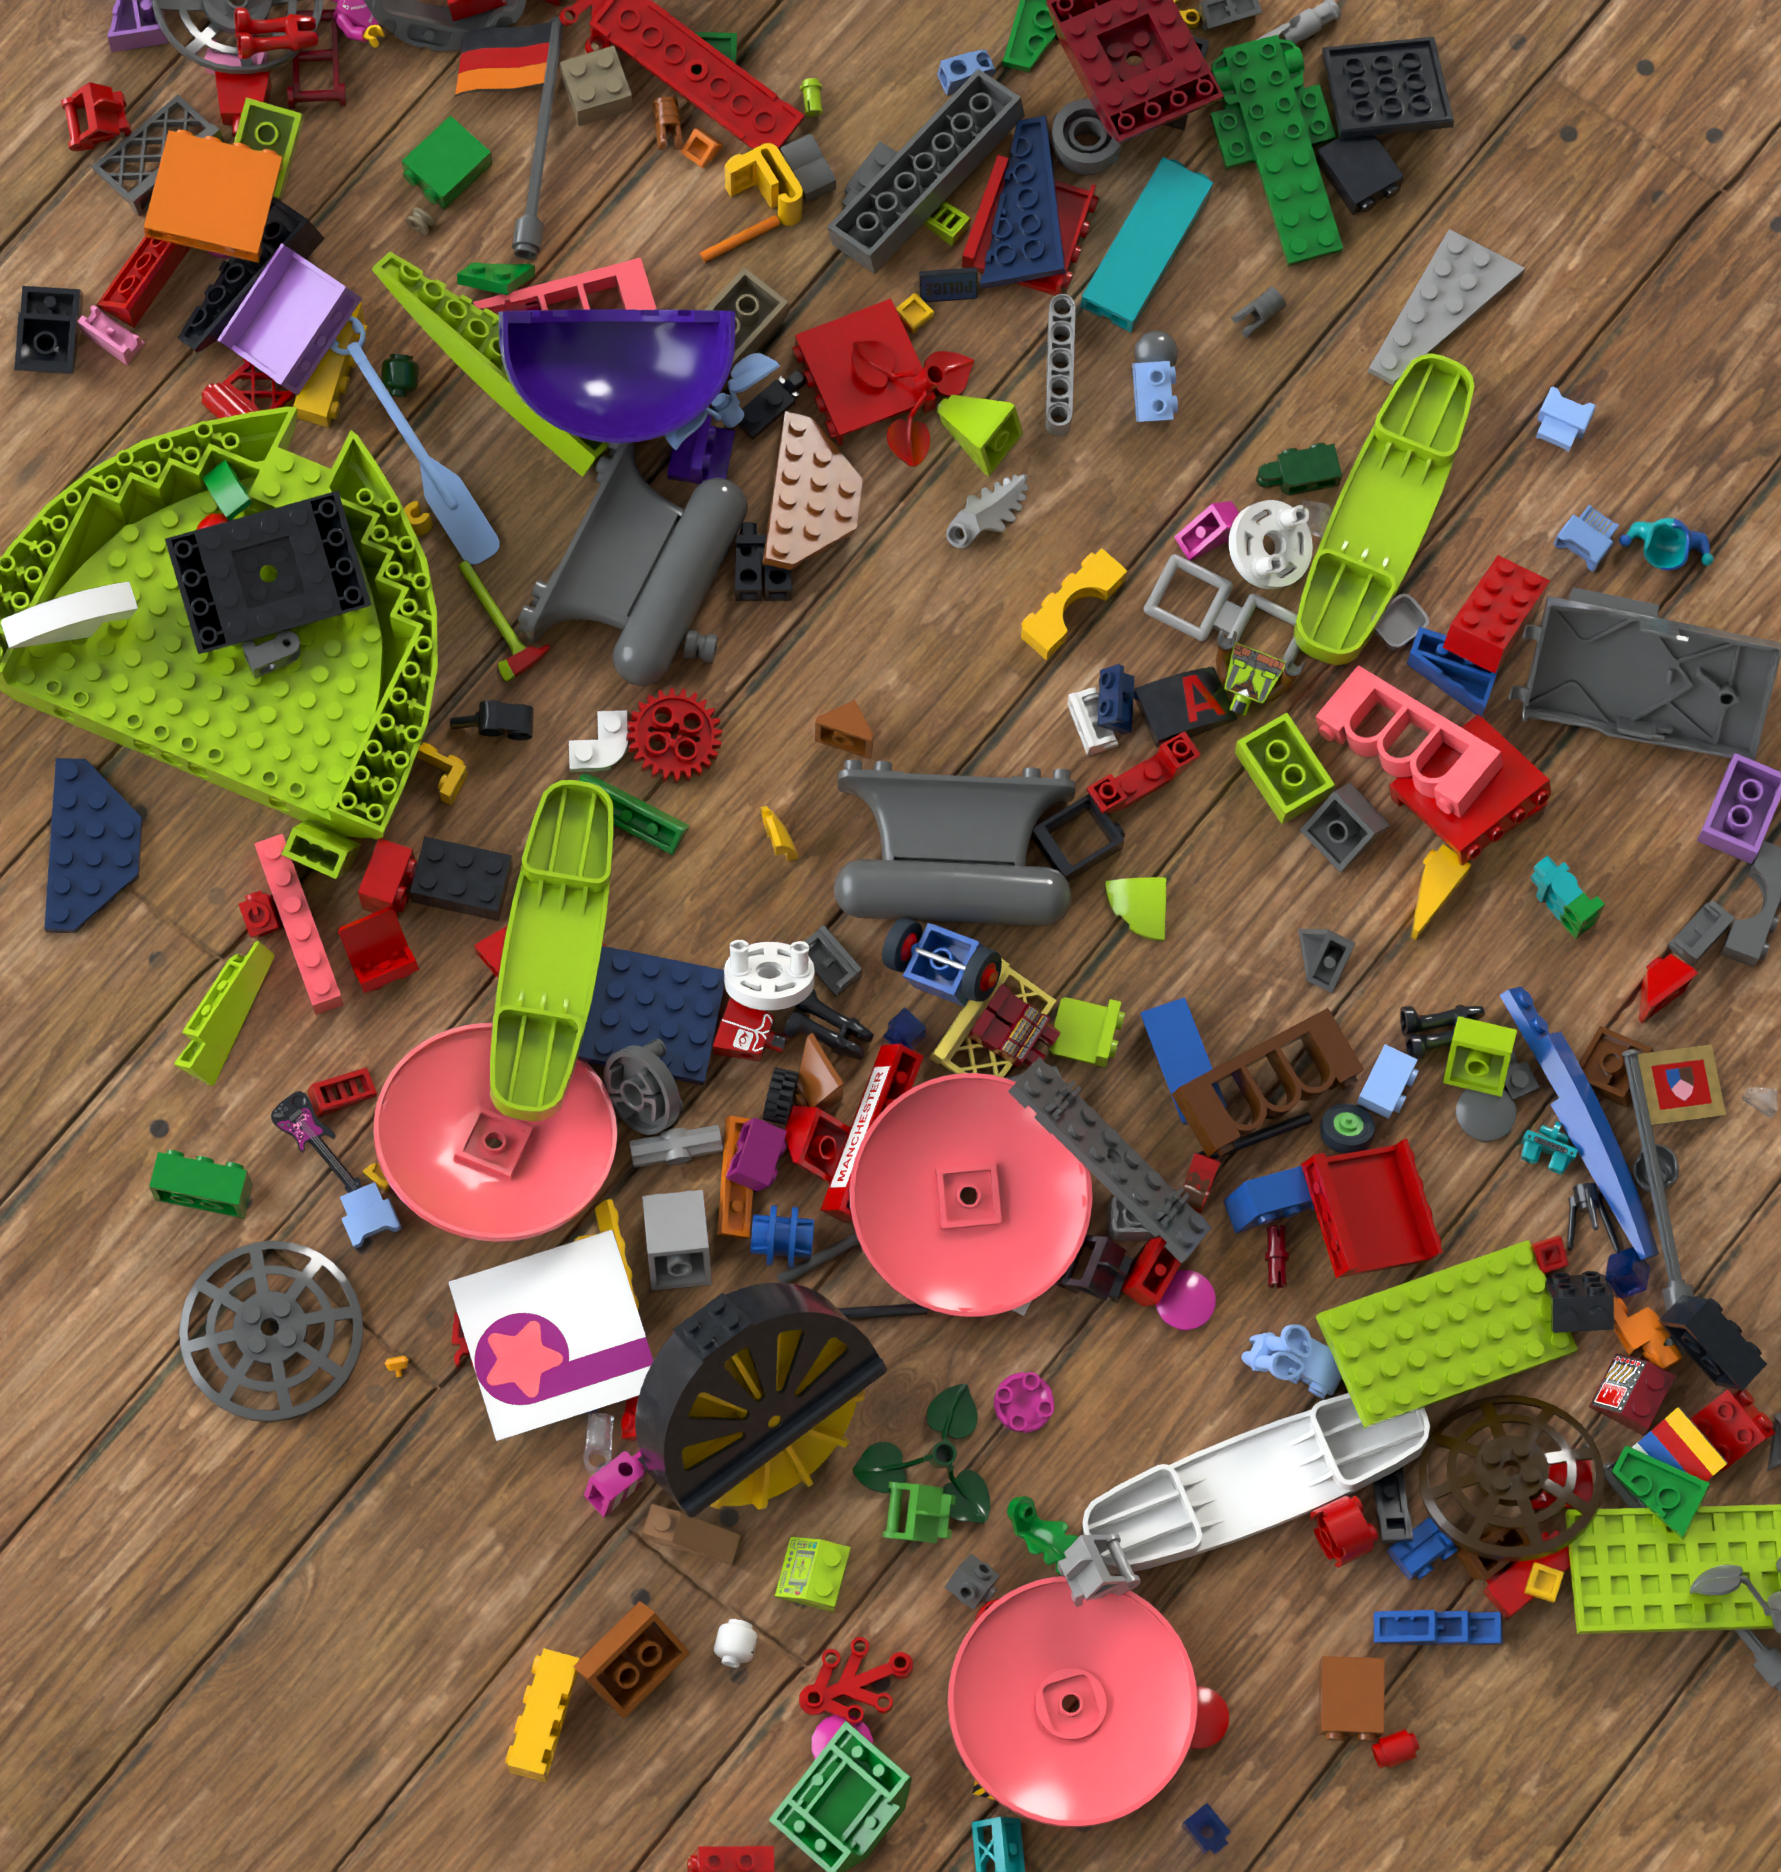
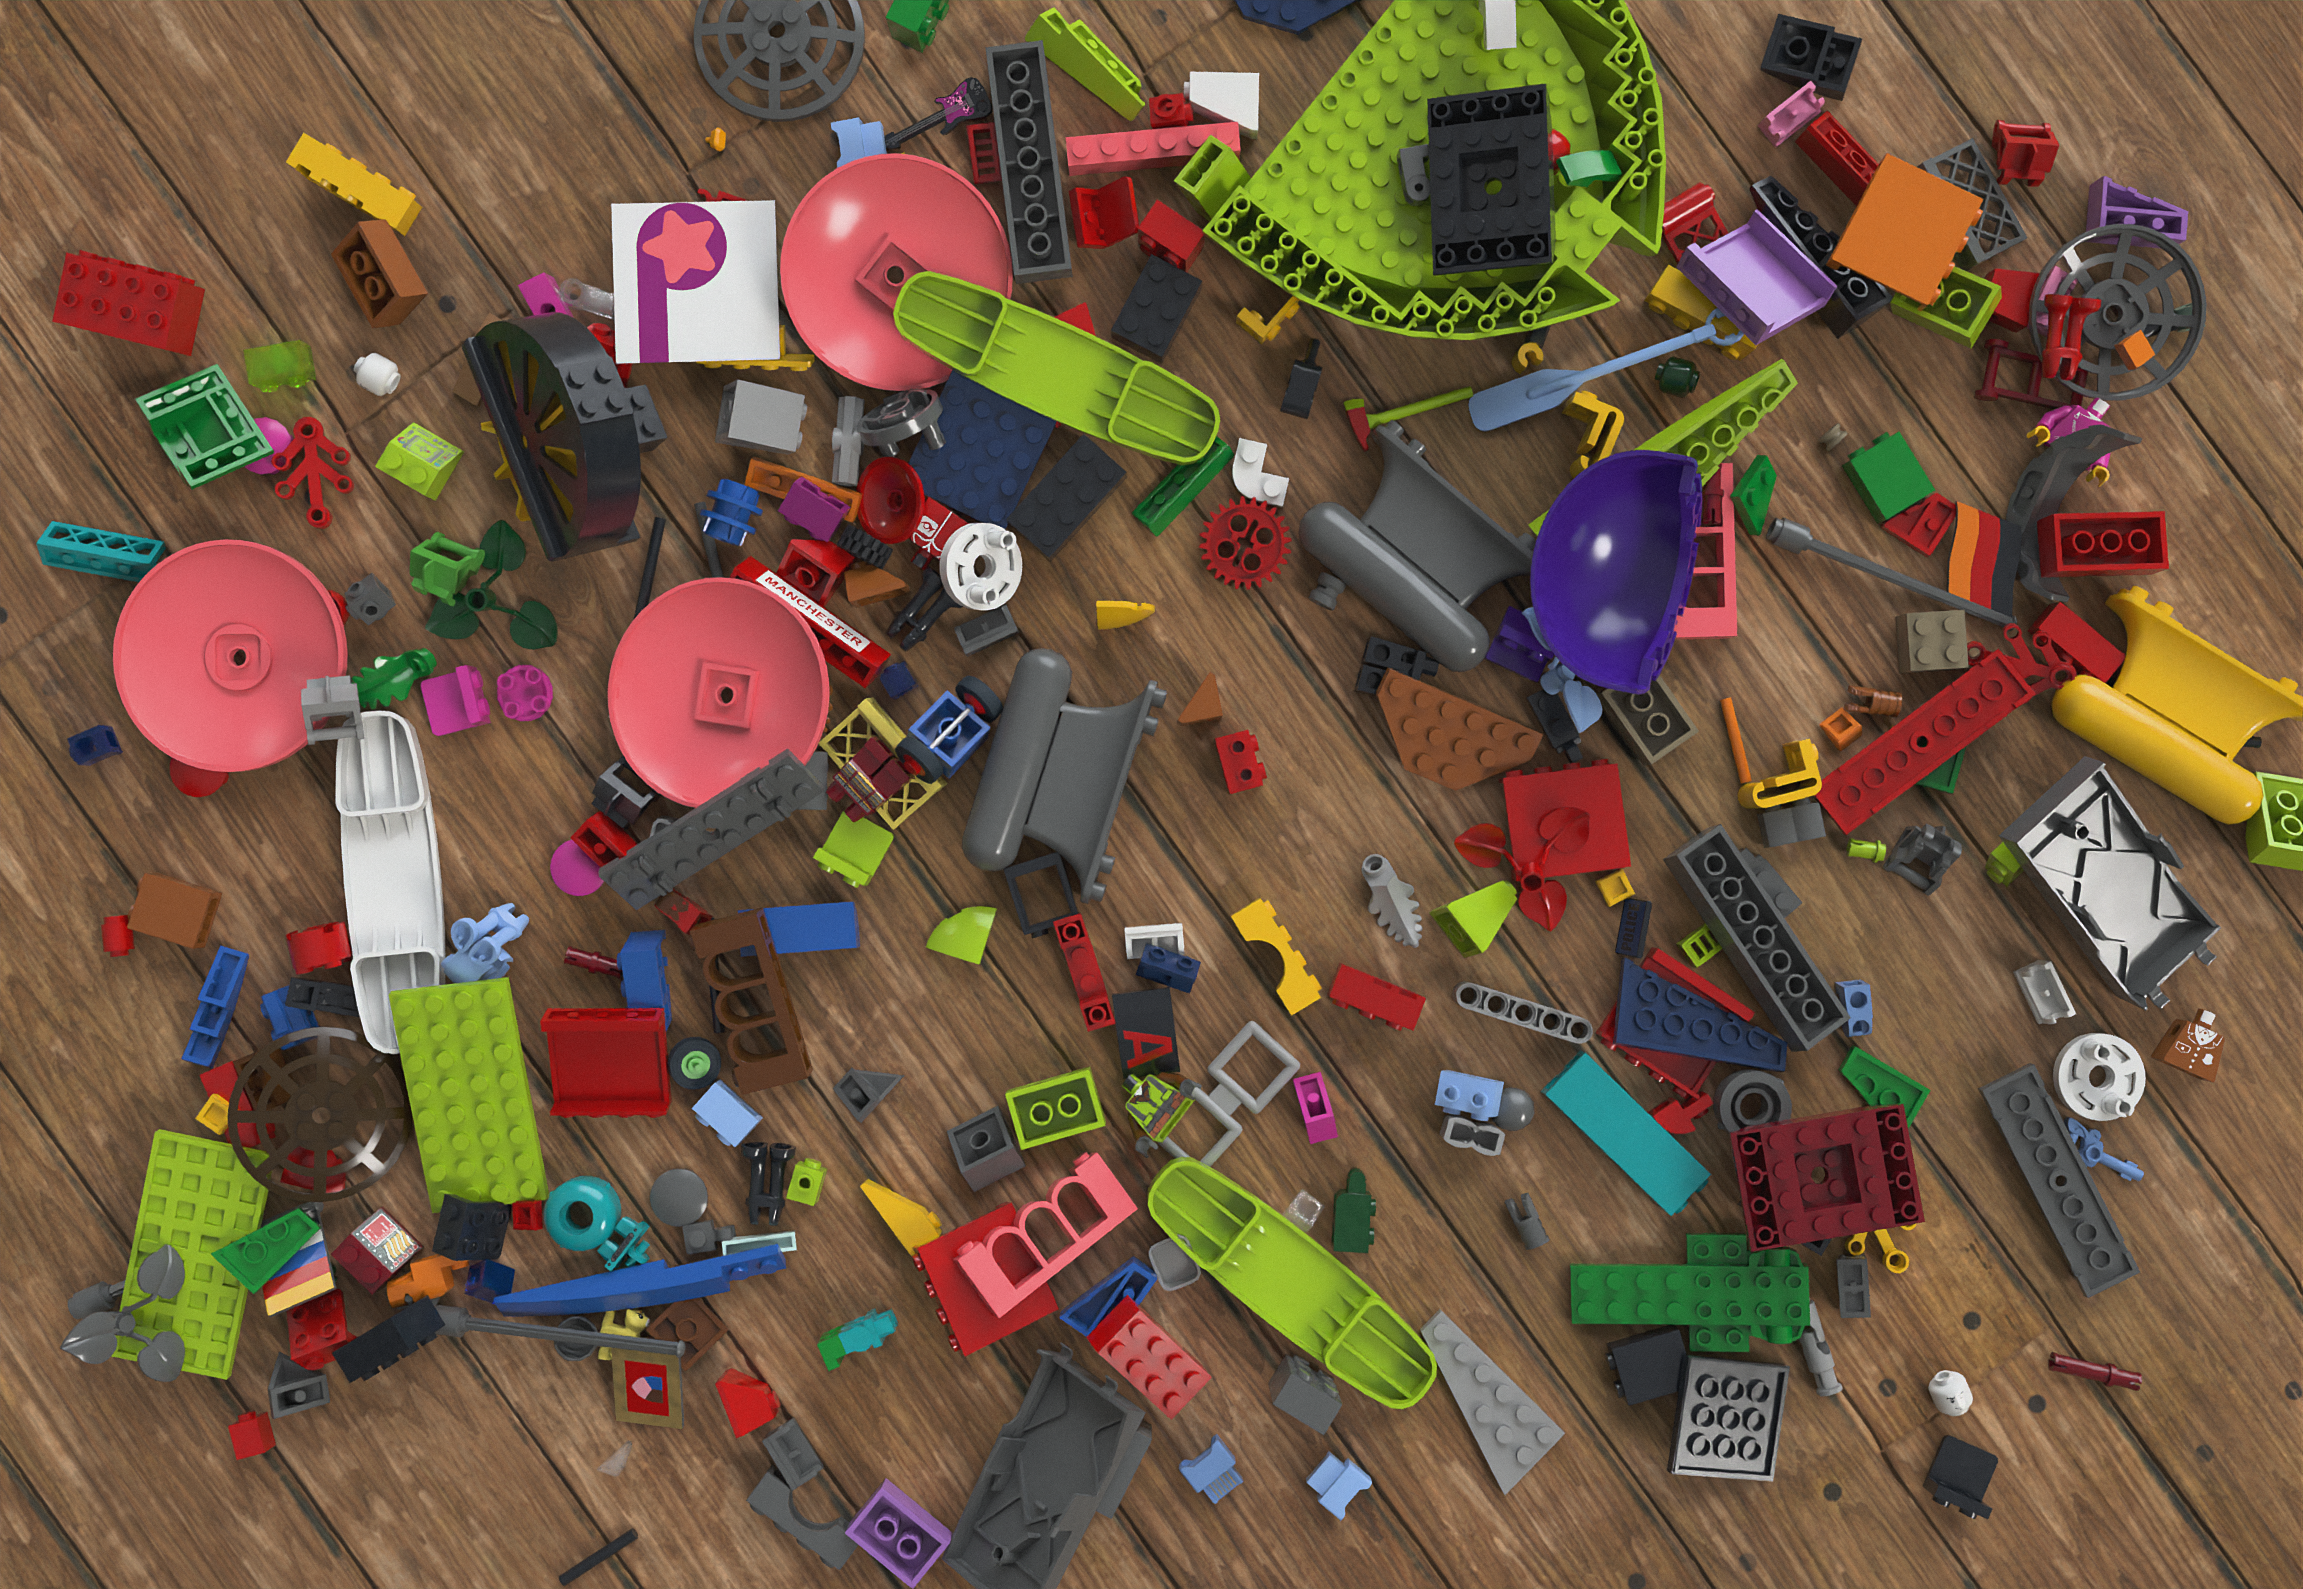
camera: 110 degrees right, 15 degrees up
(229, 865) = (1226, 98): none -> white slope
(344, 1038) = (1029, 162): none -> dark grey brick
(477, 430) = (1595, 413): none -> yellow piece
(483, 119) = (1923, 523): none -> red wing
(675, 915) = (1067, 497): none -> black brick
(739, 1094) = (890, 500): none -> red dish
(754, 1743) = (279, 365): none -> clear neon green brick
(793, 42) = (1931, 847): none -> dark grey piece
(893, 685) = (1239, 761): none -> red brick
(1052, 1467) = (455, 701): none -> dark pink bracket
(1086, 498) = (1375, 997): none -> red wedge
(1116, 202) = (1676, 1116): none -> red brick
(1191, 379) = (1480, 1135): none -> light grey brick
(1291, 538) = (1279, 1182): white piece -> none
(1431, 988) = (807, 1182): none -> lime brick
(1479, 1056) = (723, 1208): lime slope -> none
(1483, 463) = (1305, 1393): none -> dark grey brick
(1504, 1019) = (785, 1240): none -> light aqua piece
(1518, 1219) = (598, 1196): none -> teal piece
(1588, 1200) = (568, 1266): black plant -> none
(1622, 1118) = (634, 1324): none -> light yellow animal
(1668, 542) = (1184, 1546): teal piece -> none

